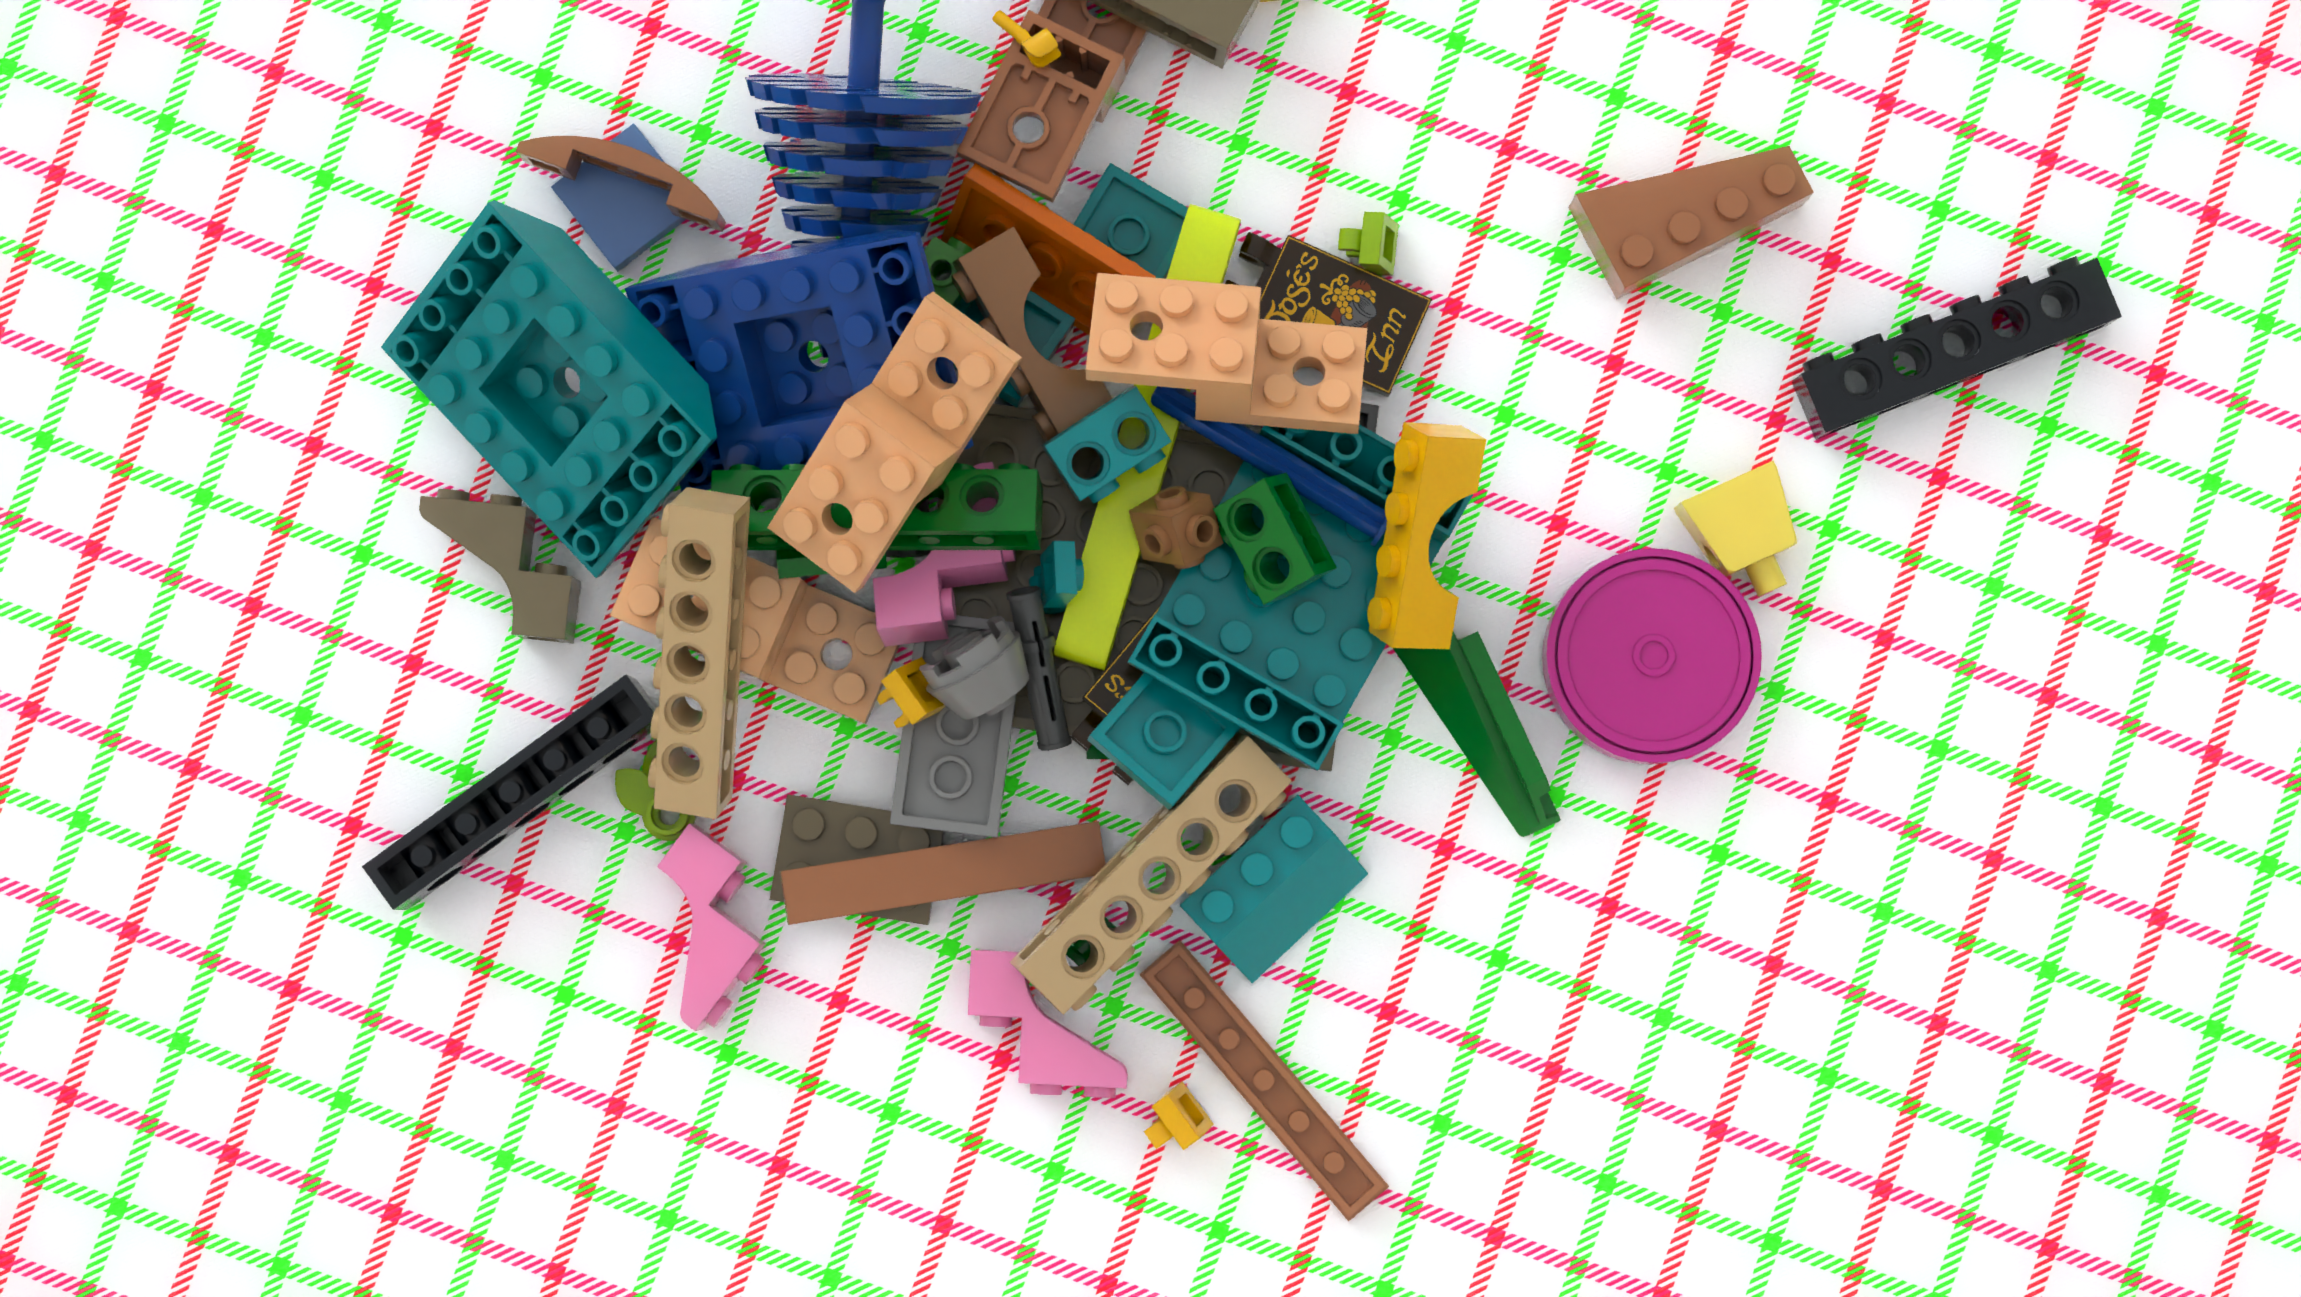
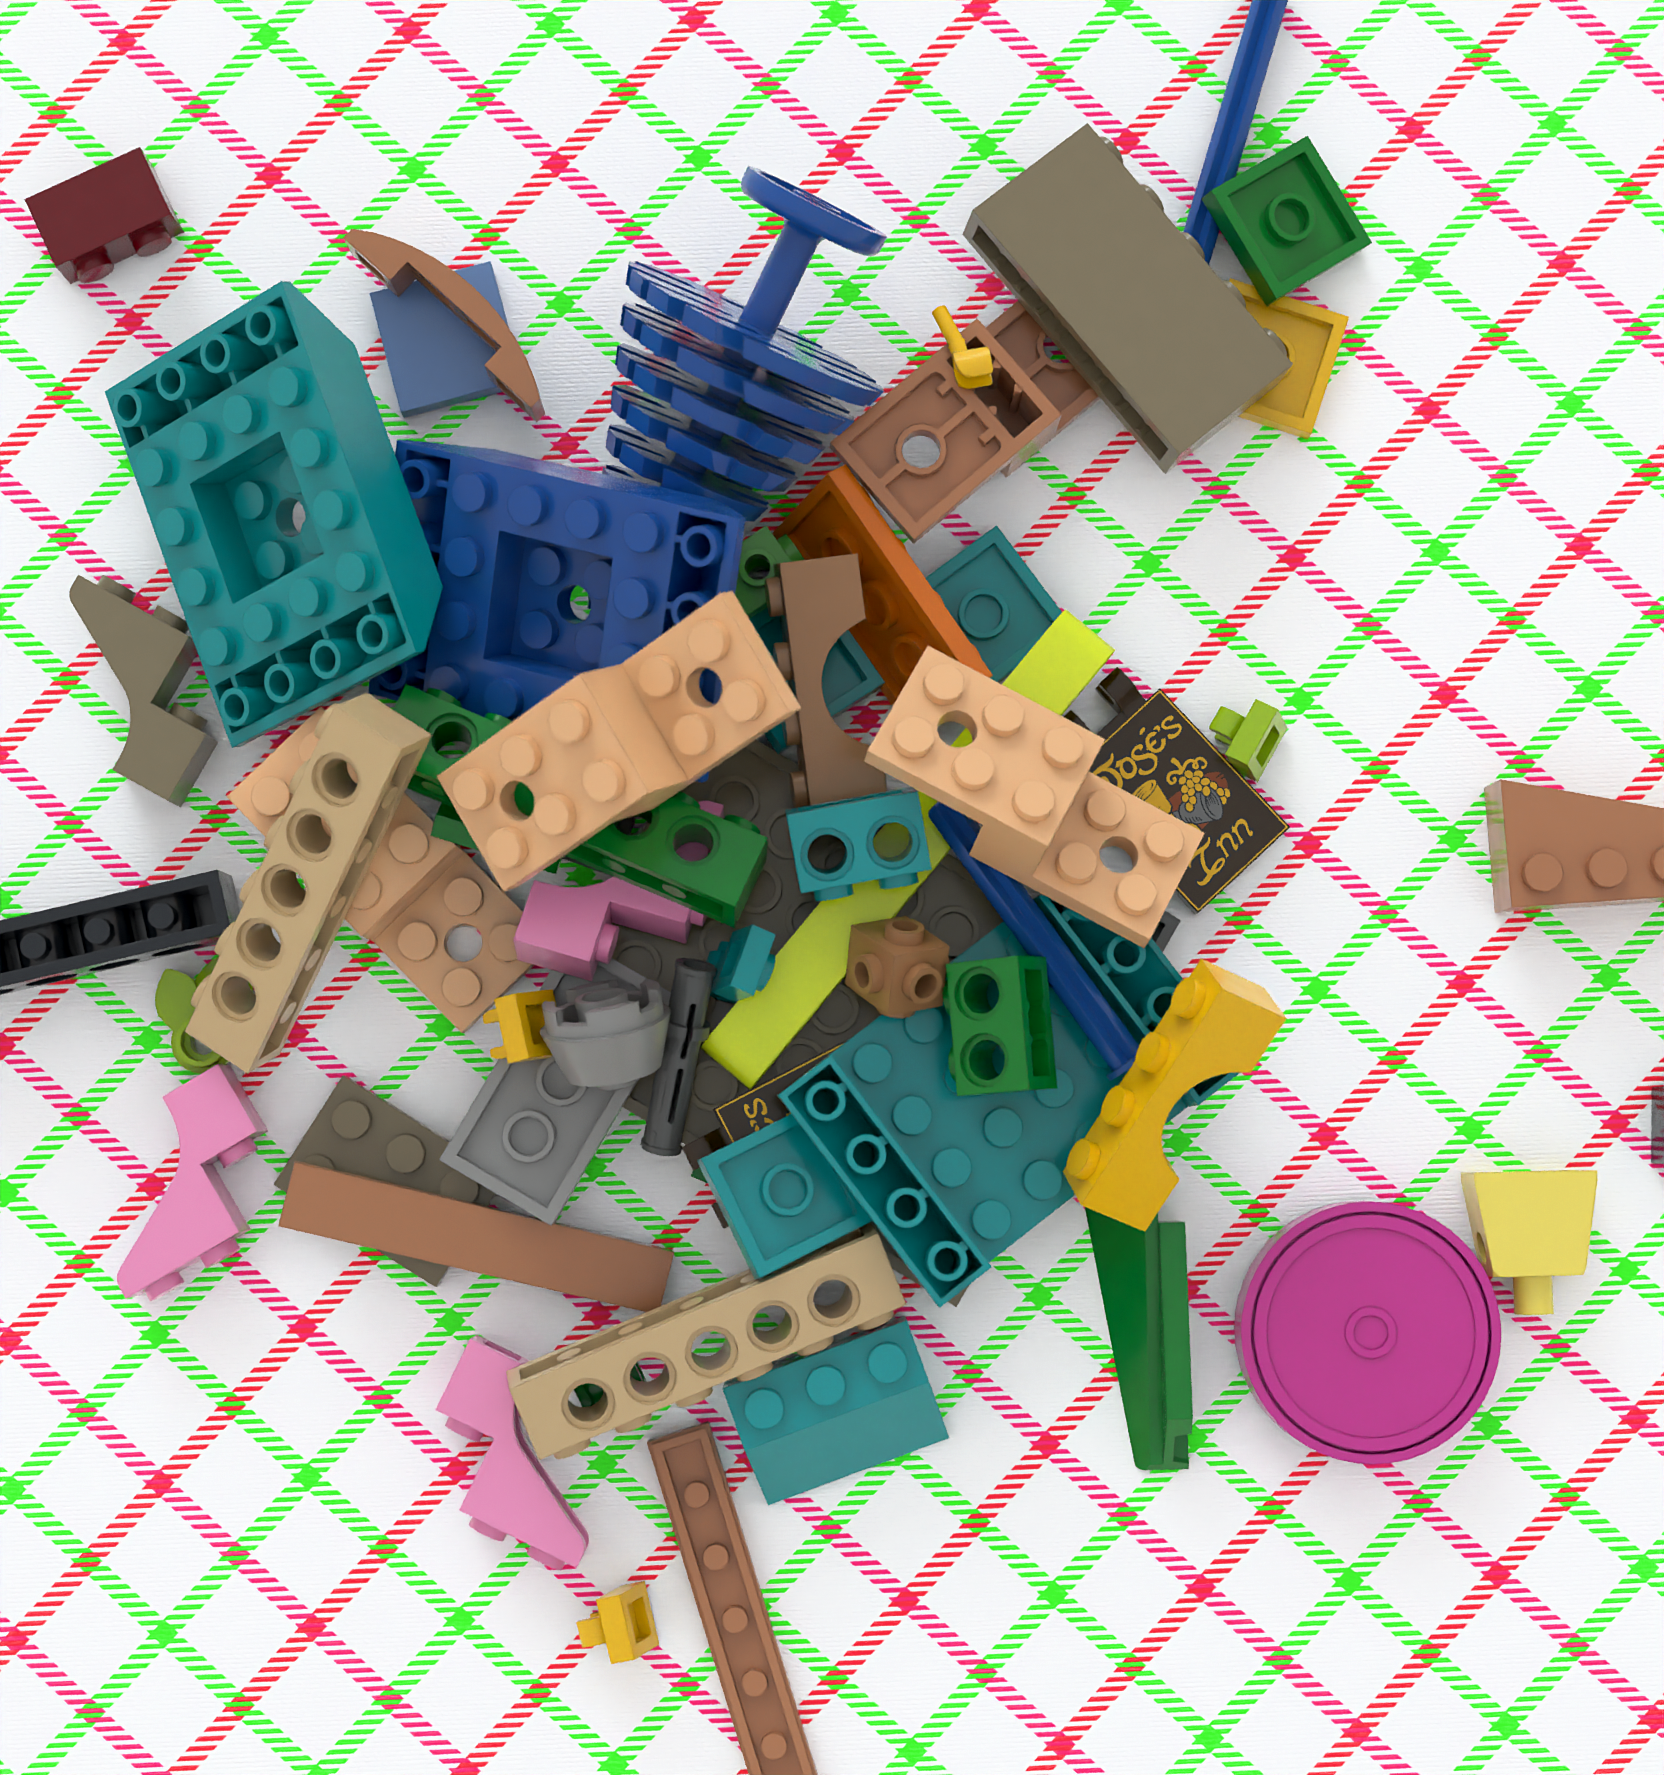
camera: 15 degrees right, 0 degrees up
(321, 213) = (105, 217): none -> dark red brick

